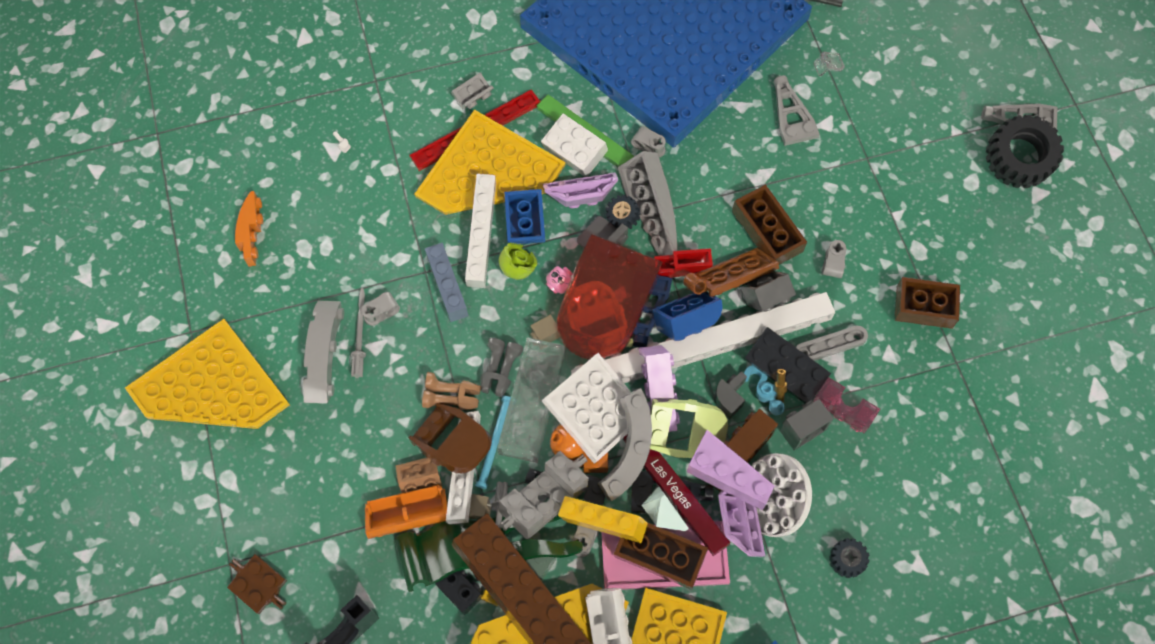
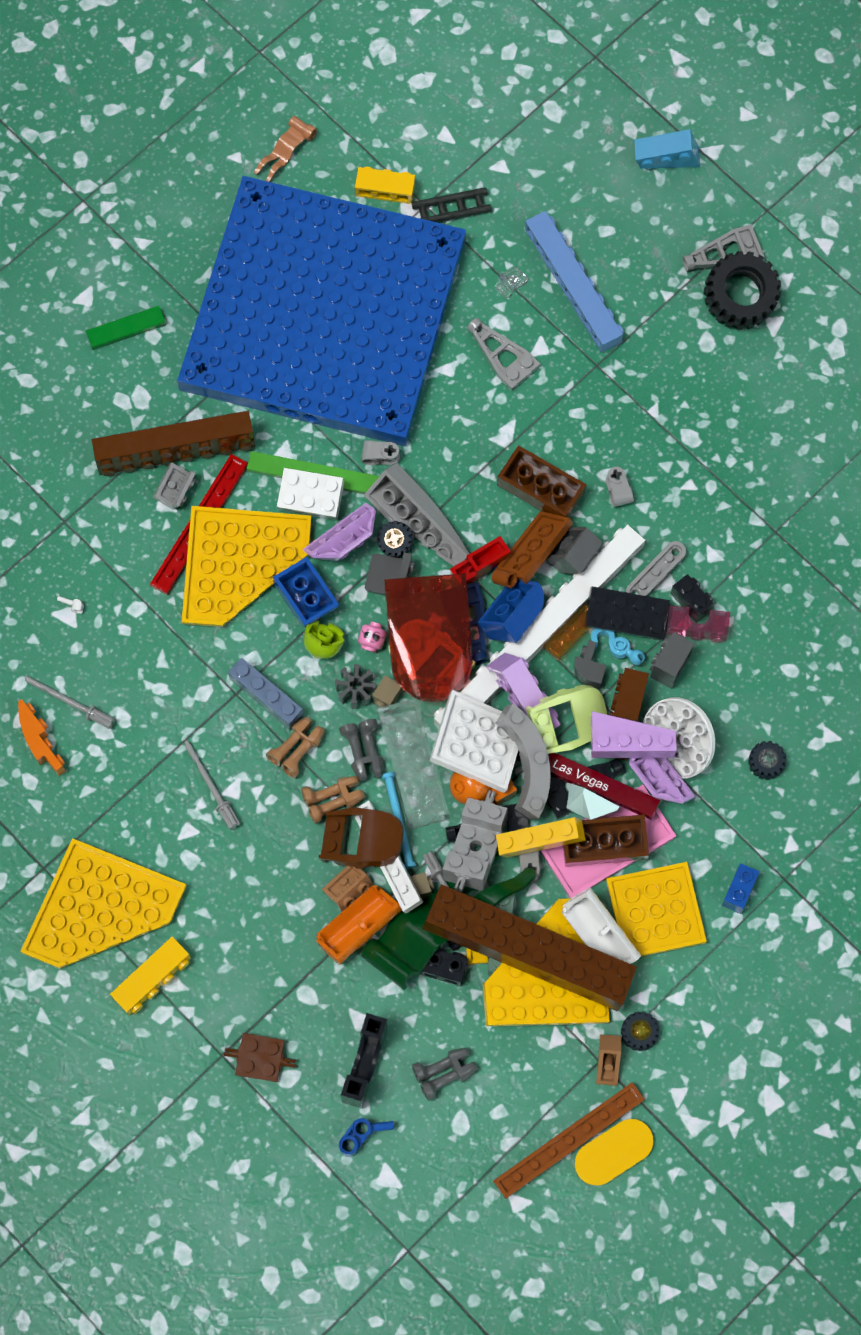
camera: 30 degrees left, 5 degrees up
(211, 464) = (150, 976): none -> yellow brick
(303, 229) = (92, 713): none -> light grey piece
(319, 351) = (189, 819): light grey brick -> none
(380, 308) = (219, 749): light grey piece -> none
(457, 324) = (290, 765): none -> medium nougat piece
(480, 231) = (270, 626): white brick -> none
(490, 58) = (173, 443): none -> reddish brown piece
(514, 310) = (361, 691): none -> dark grey gear
(725, 359) = (567, 635): none -> clear orange plate
(780, 385) = (631, 635): pearl gold bar -> none
(851, 375) = (689, 594): none -> black brick
(881, 86) = (573, 281): none -> medium blue brick
(927, 302) = (723, 488): reddish brown brick -> none
(1013, 22) = (668, 151): none -> dark azure wedge

